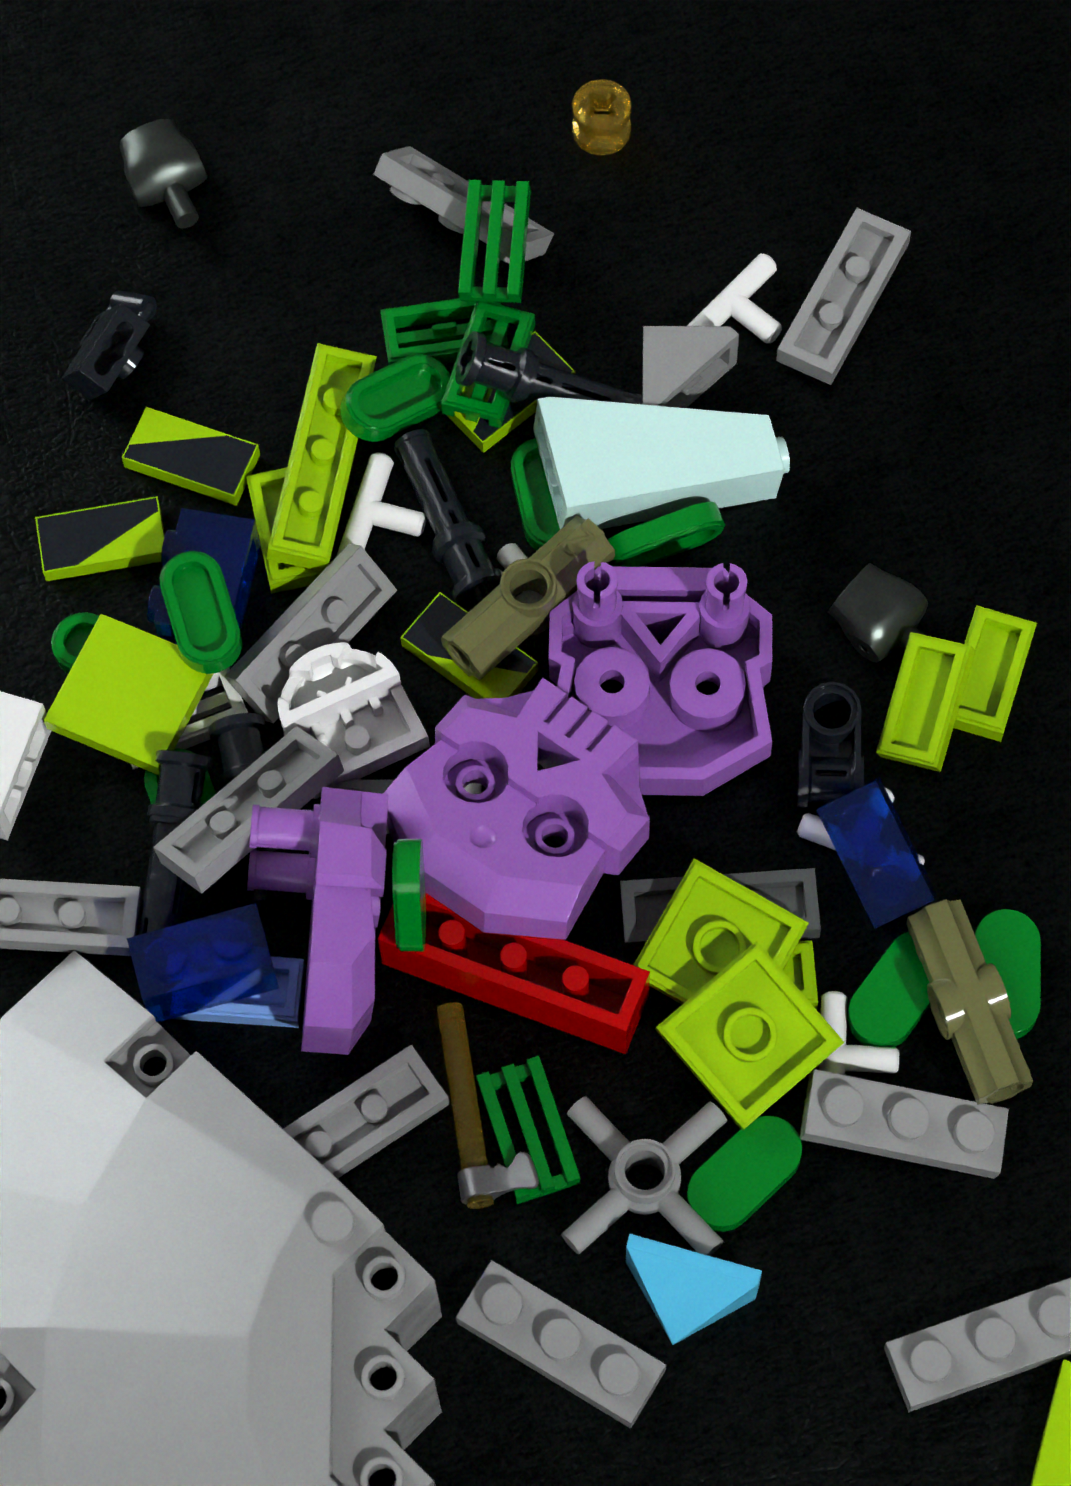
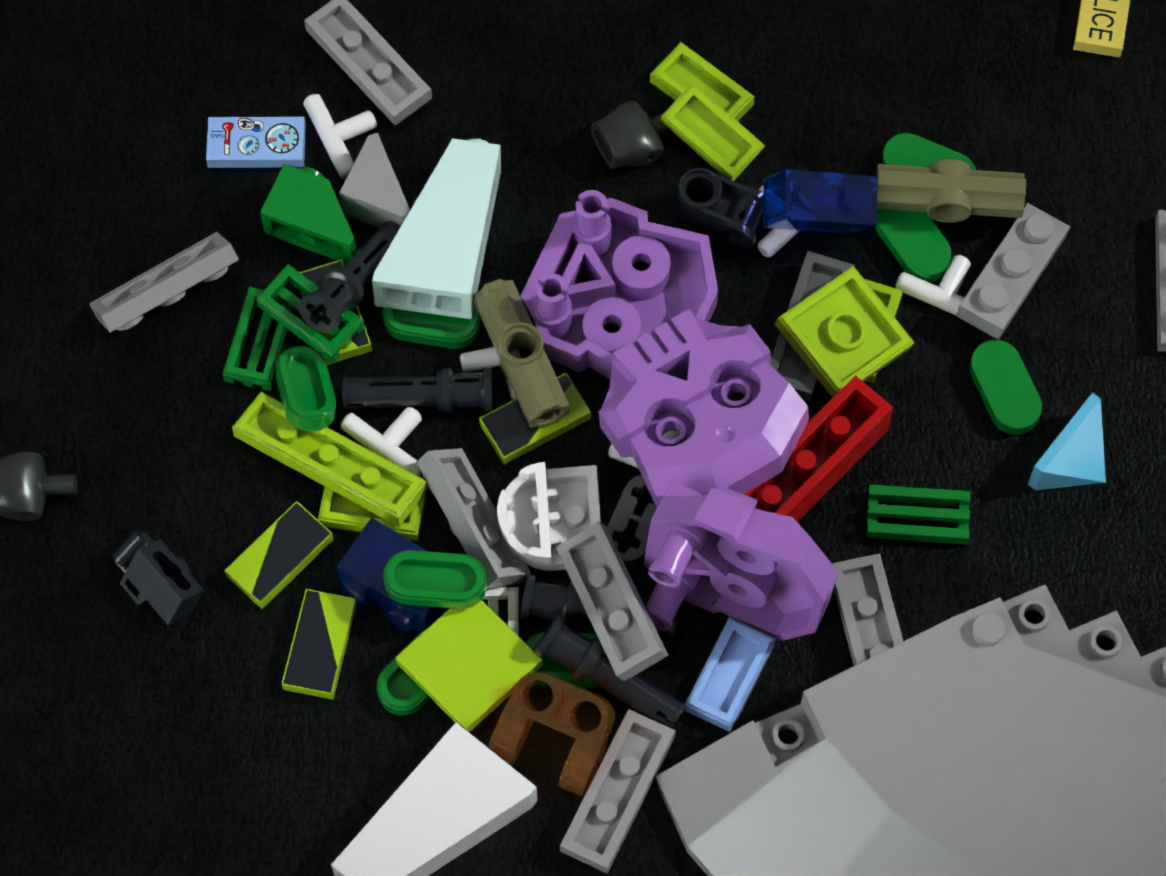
camera: 70 degrees left, 0 degrees up
(95, 816) = (560, 715): none -> clear orange piece
(203, 963) = (717, 677): clear blue brick -> none
(409, 894) = (751, 484): green tile -> none
(477, 1180) = (944, 561): clear yellow piece -> none
(498, 194) = (184, 243): green tile -> none
(561, 1344) = (1084, 547): light grey plate -> none
(604, 132) = (139, 172): clear yellow wheel -> none
(615, 305) = (307, 214): none -> green slope
(625, 1197) = (985, 465): light grey bar -> none
(667, 535) = (508, 242): green tile -> none
(686, 228) = (255, 142): none -> light blue tile
(749, 1035) = (918, 336): lime tile -> none

